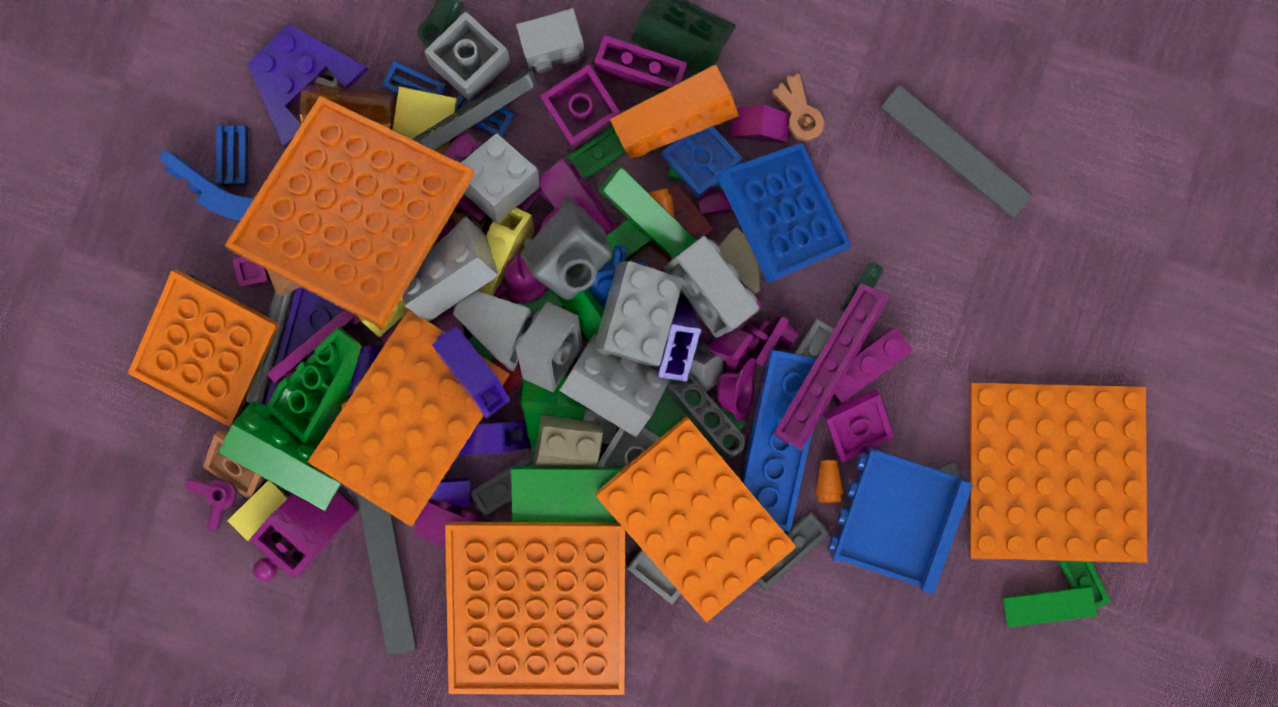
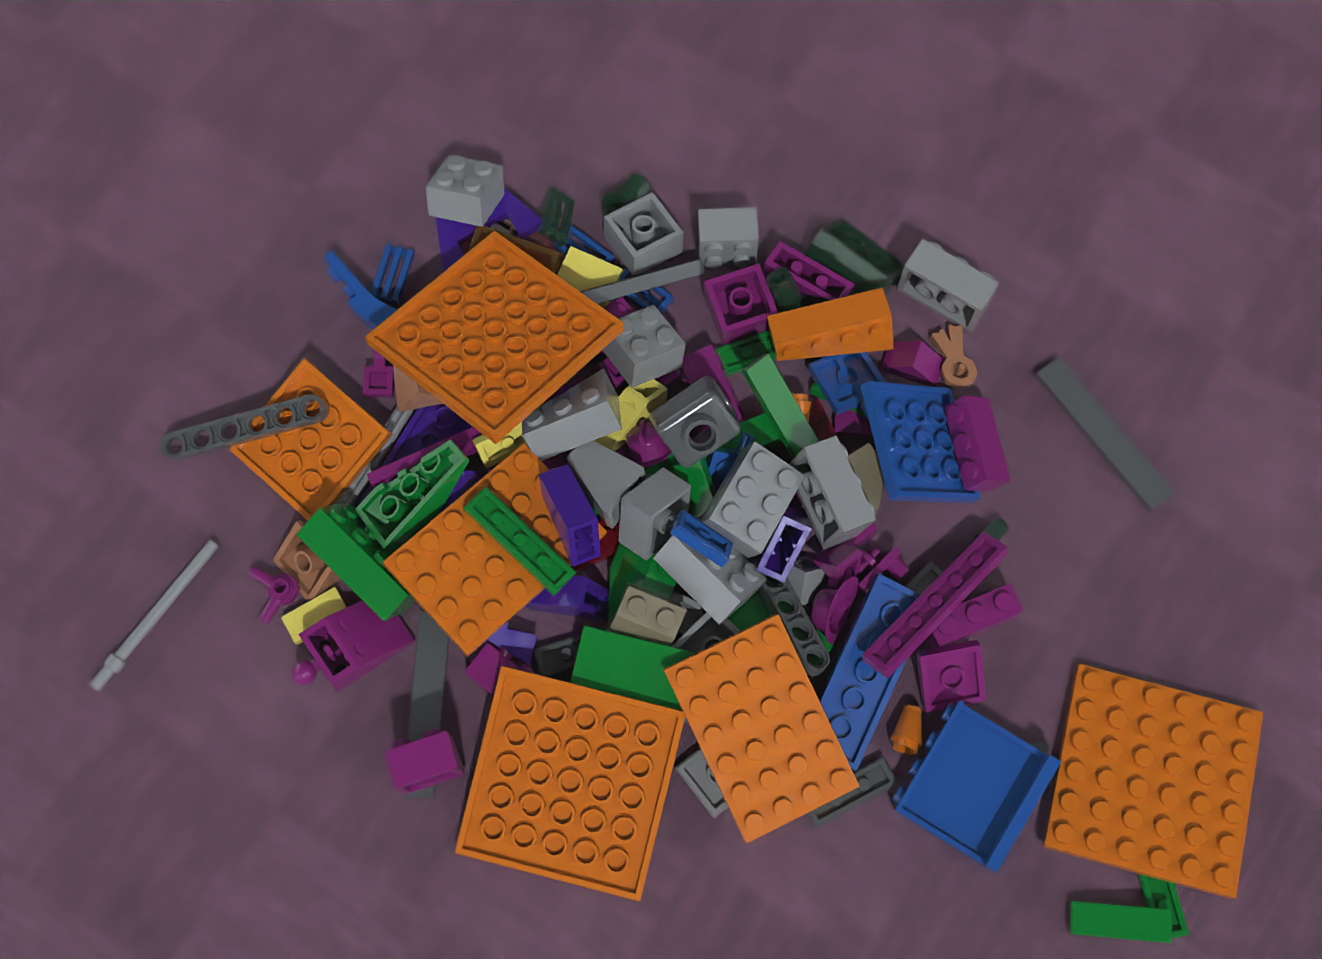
camera: 15 degrees right, 15 degrees down
(88, 598) = (115, 662): none -> light grey bar
(135, 351) = (244, 427): none -> dark grey beam
(278, 58) = (465, 190): none -> light grey brick
(372, 58) = (552, 213): none -> clear green tile
(396, 630) = (424, 761): none -> magenta brick
(430, 408) = (519, 541): none -> green tile
(602, 366) = (702, 538): none -> blue tile
(622, 88) = (785, 291): none -> clear green piece
(778, 39) = (947, 285): none -> light grey brick
(837, 195) = (977, 444): none -> magenta brick

